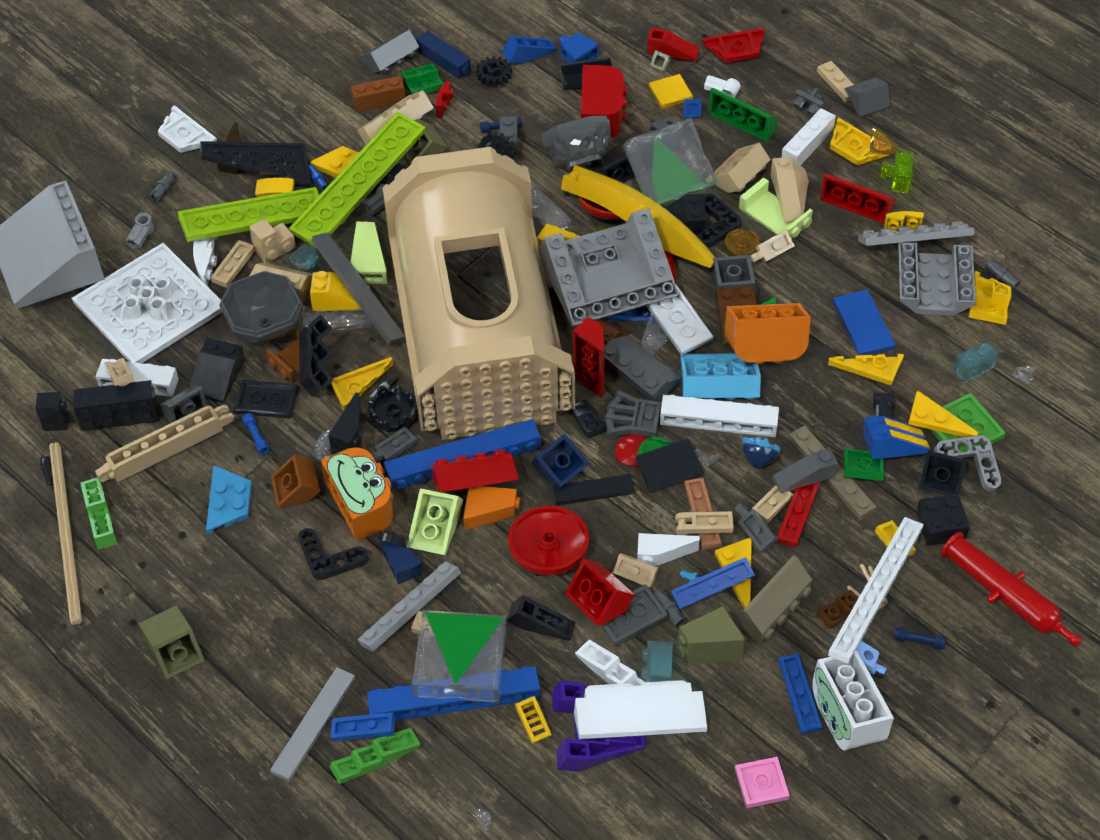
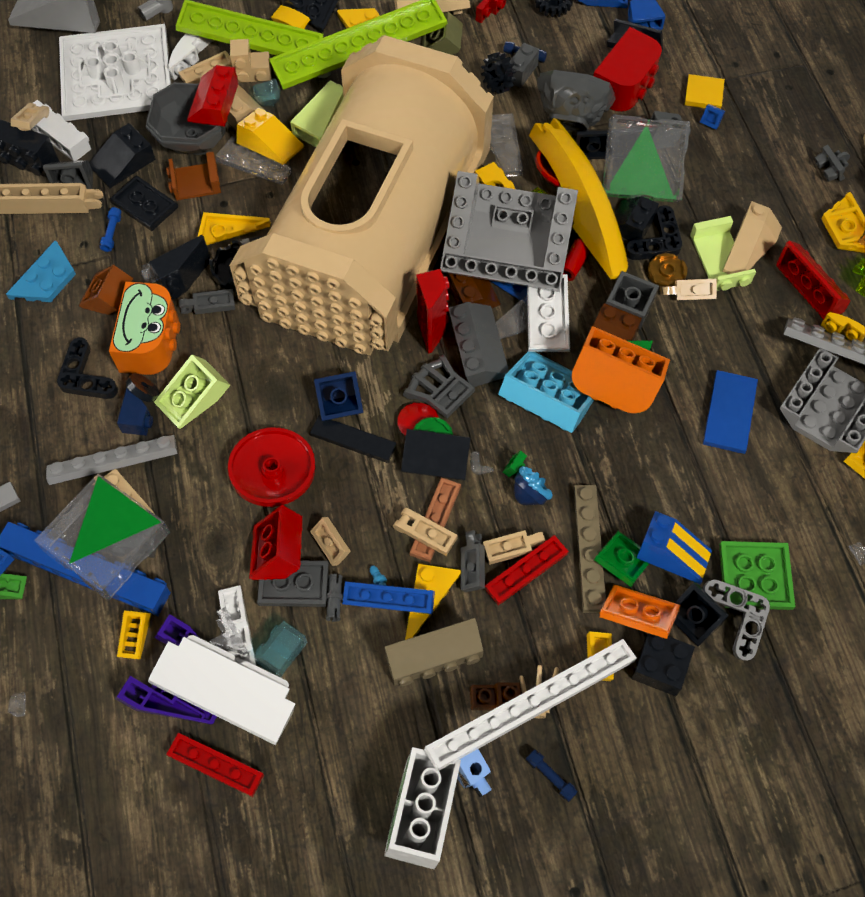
camera: 30 degrees right, 10 degrees up
(279, 277) = (214, 96): none -> red slope
(313, 354) = (200, 183): black brick -> none
(317, 177) = (333, 24): blue bar -> none
(358, 288) = (283, 138): dark grey tile -> none
(416, 467) = (262, 342): blue brick -> none
(473, 471) = (252, 363): red slope -> none
(489, 505) = (247, 402): orange slope -> none
(539, 619) = (211, 541): black slope -> none
(587, 419) = (398, 367): black slope -> none
(621, 671) = (230, 639): none -> clear slope
(660, 61) = (715, 59): olive slope -> none
(662, 548) = (370, 534): white slope -> none
(671, 44) = (733, 47): red slope -> none
(671, 769) = (215, 764): none -> red plate
(711, 639) = (341, 653): olive slope -> none
(719, 415) = (520, 430): white brick -> none
(730, 86) = (758, 112): white piece -> none
(734, 441) = (515, 464): none -> green plate
(736, 45) = (800, 76): red wing -> none
(741, 168) = (717, 197): tan slope -> none
(742, 115) = (756, 145): green slope -> none
(762, 782) = (287, 832): bright pink plate -> none
(800, 694) = (392, 761): blue tile -> none
(808, 470) = (558, 535): dark grey slope -> none
(809, 137) = (806, 198): white brick -> none
(873, 367) = (709, 464): yellow wing -> none
(883, 404) = (688, 507): black piece -> none
(902, 492) = (640, 611): none -> orange tile
(932, 416) = (729, 547): yellow wing -> none
(975, 361) = (817, 512): clear light blue brick -> none
(1007, 587) = (678, 780): red piece -> none

